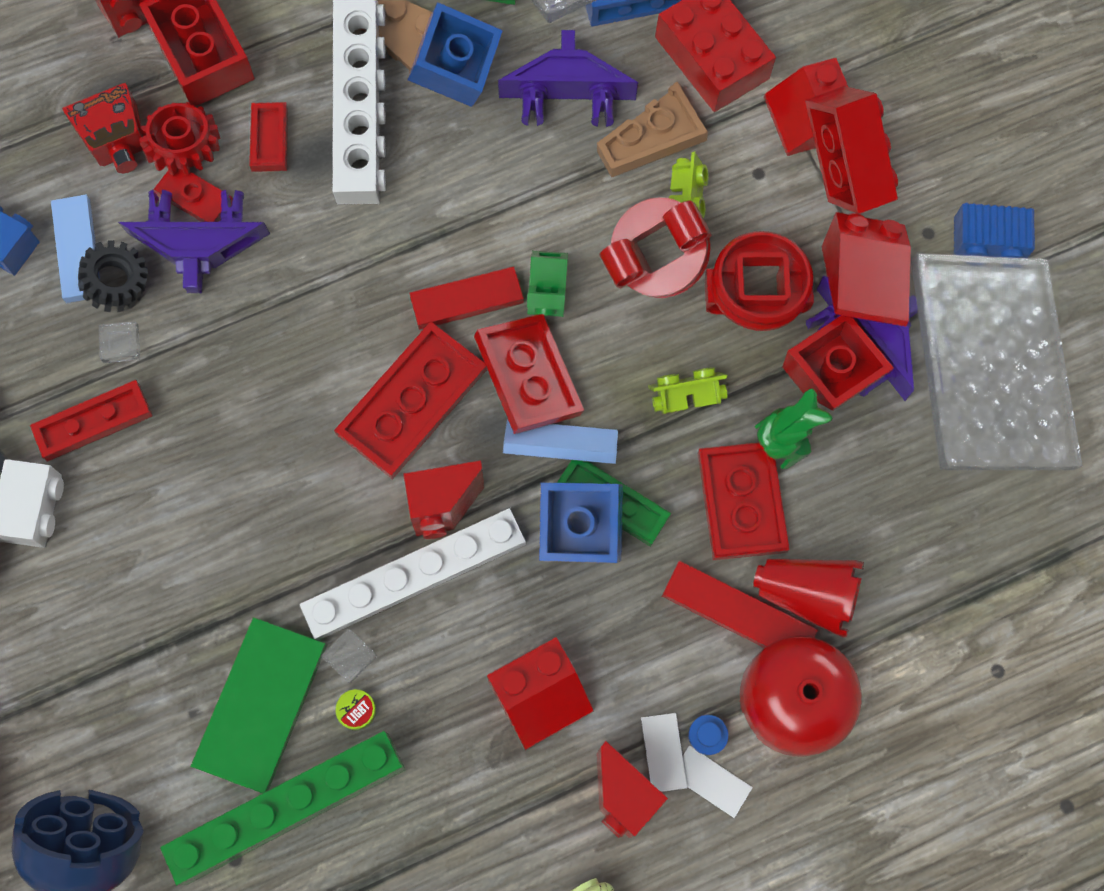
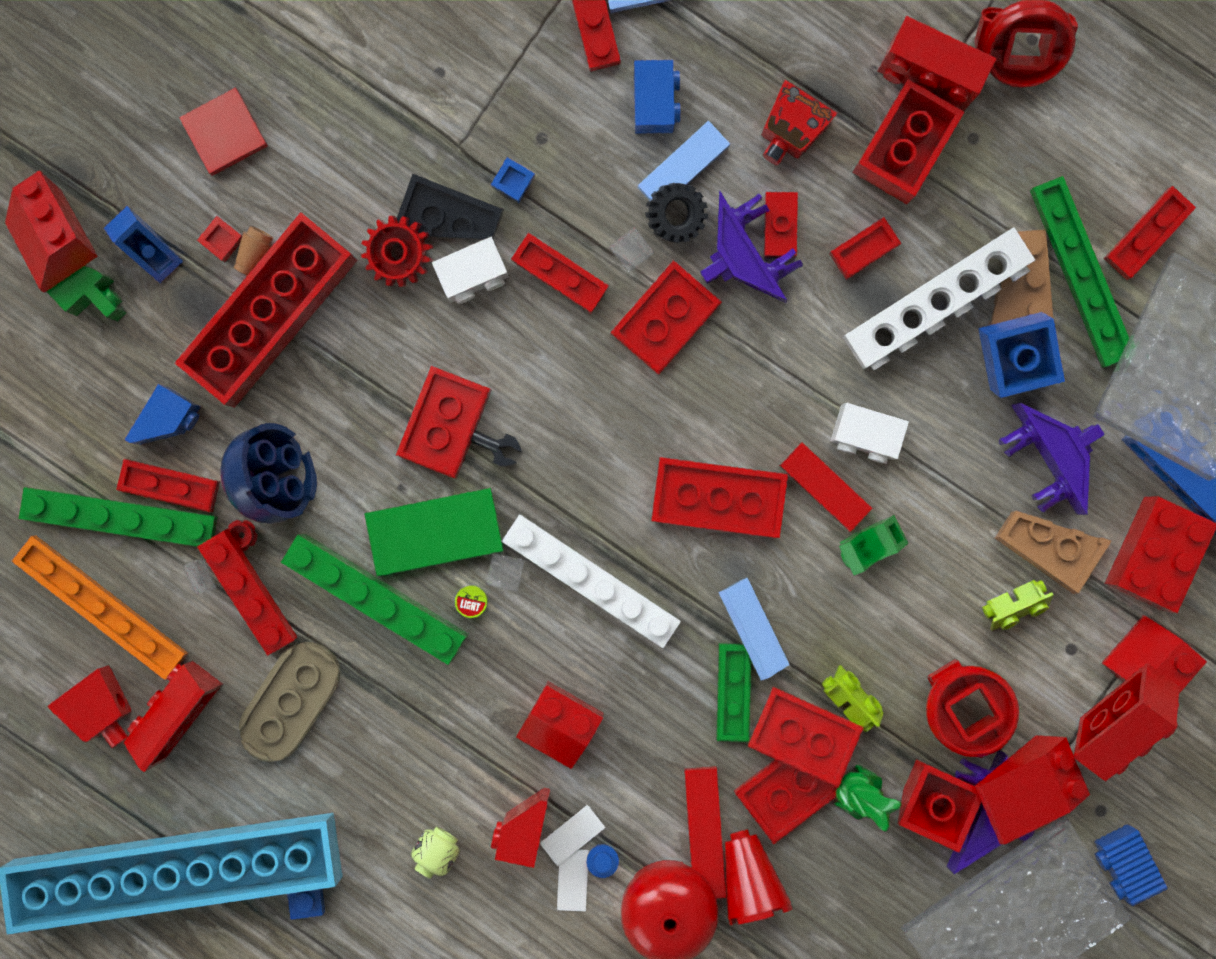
camera: 65 degrees right, 15 degrees up
(156, 626) = (443, 422): none -> red tile
(179, 137) = (828, 170): red gear -> none
(206, 349) = (666, 317): none -> red tile
(215, 589) = (494, 445): none -> black bar
(439, 227) = (869, 432): none -> white brick
(442, 496) = (654, 571): red slope -> none
(528, 373) = (791, 573): red plate -> none
(581, 522) = (698, 684): blue brick -> none
(627, 263) = (927, 596): piece -> none
(698, 454) = (805, 737): none -> red tile

